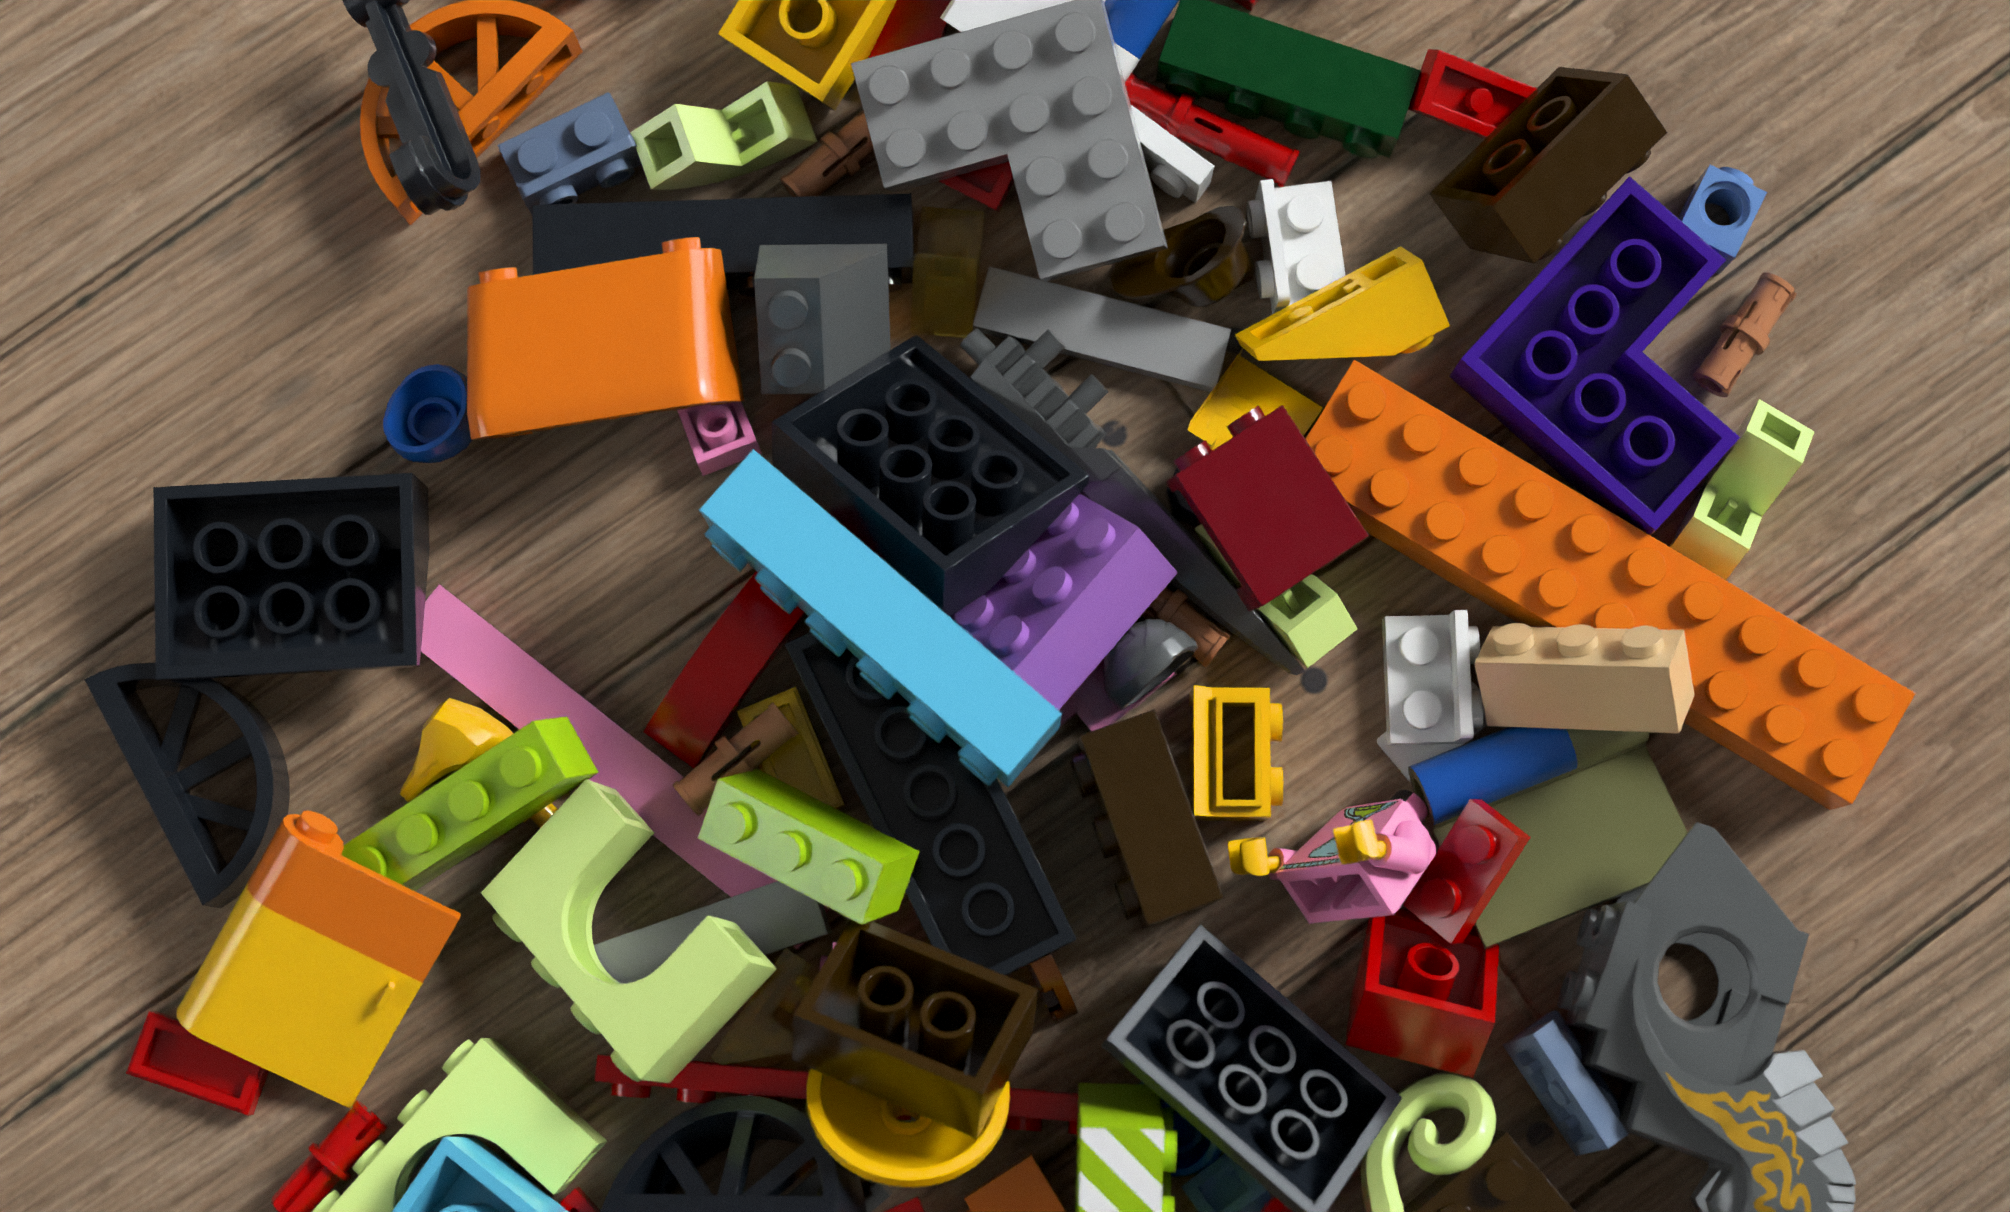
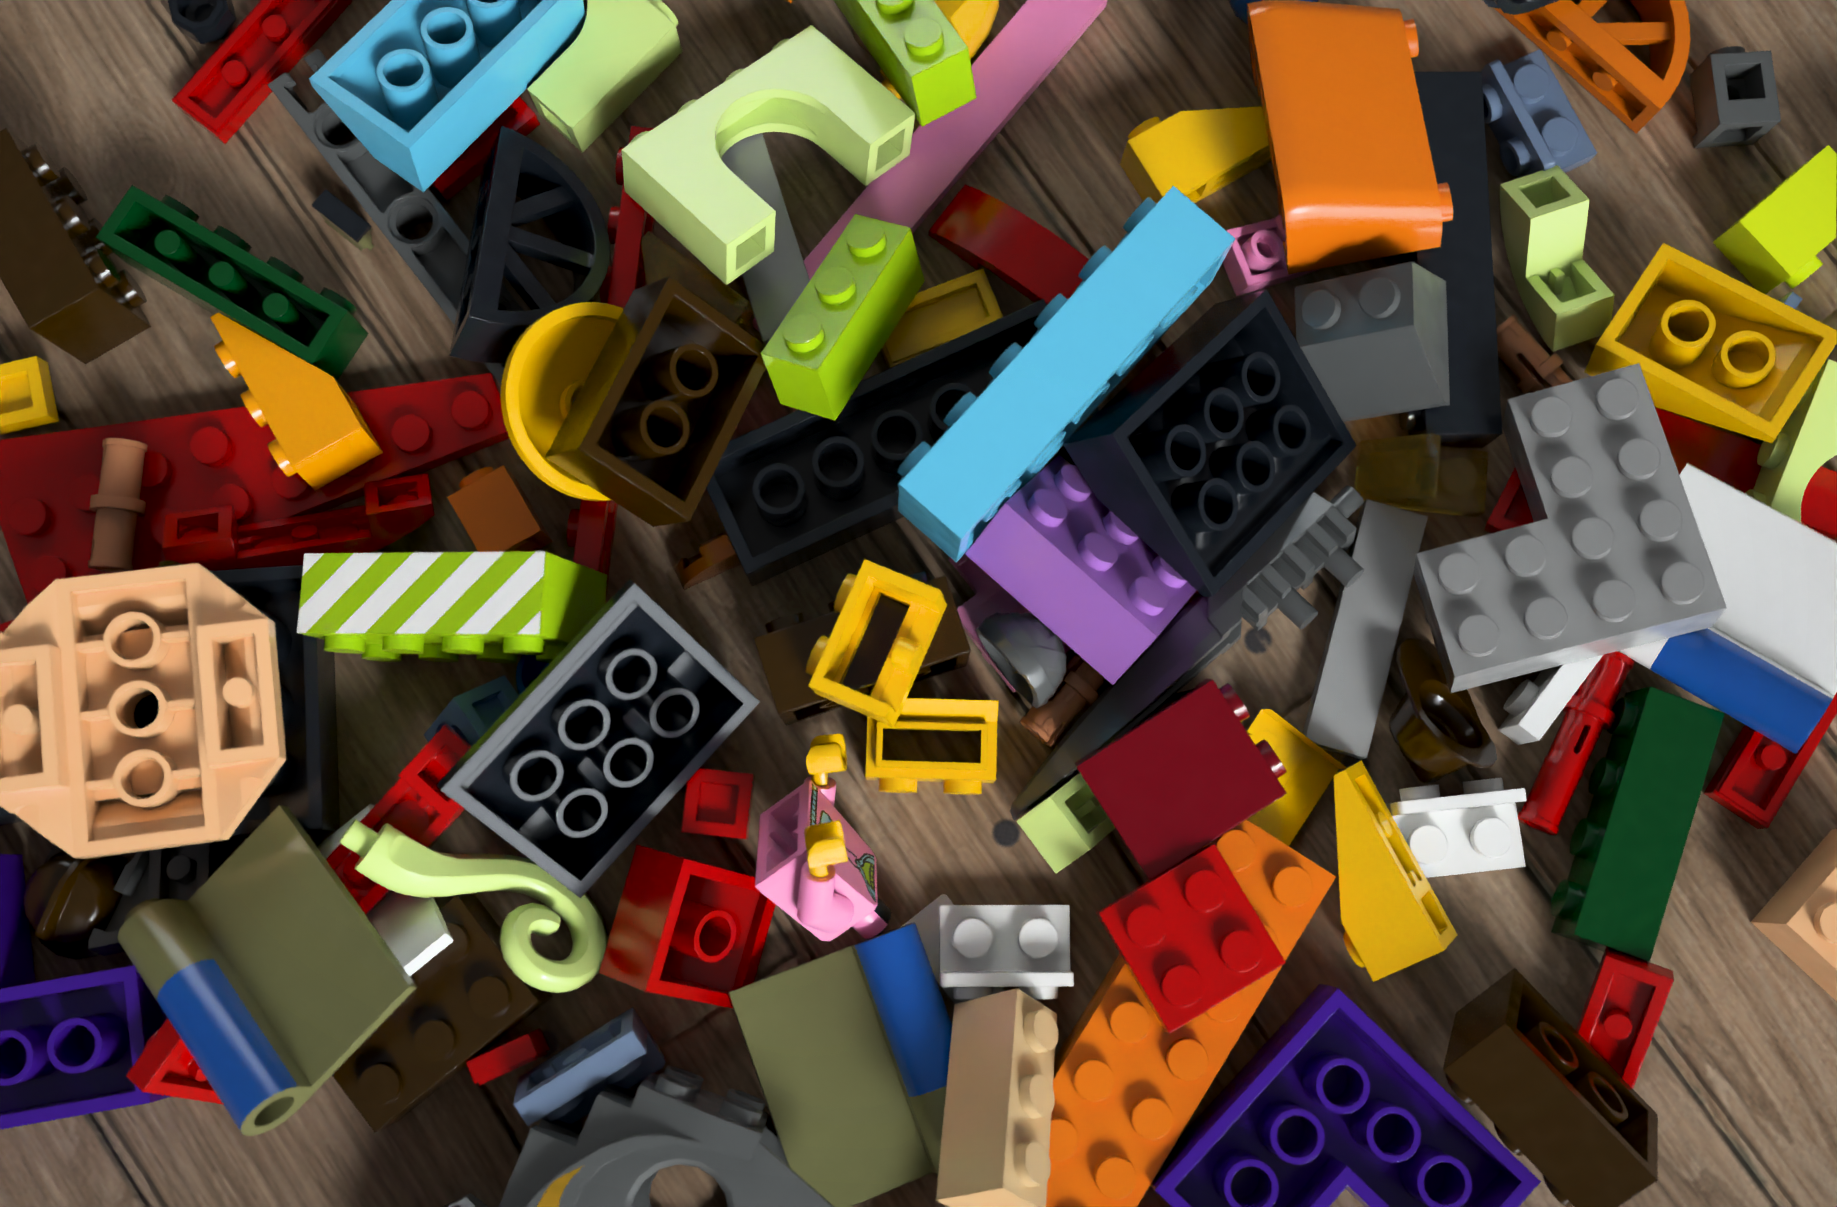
camera: 85 degrees right, 0 degrees up
(616, 497) = (1195, 151): none -> yellow slope
(769, 727) = (959, 293): nougat pin -> none
(1169, 774) = (856, 605): none -> yellow window
(1300, 965) = (718, 803): none -> red plate
(1421, 497) = (1190, 938): none -> red plate
(1466, 871) = (806, 975): red plate -> none
(1558, 1164) = (508, 1057): none -> red tile

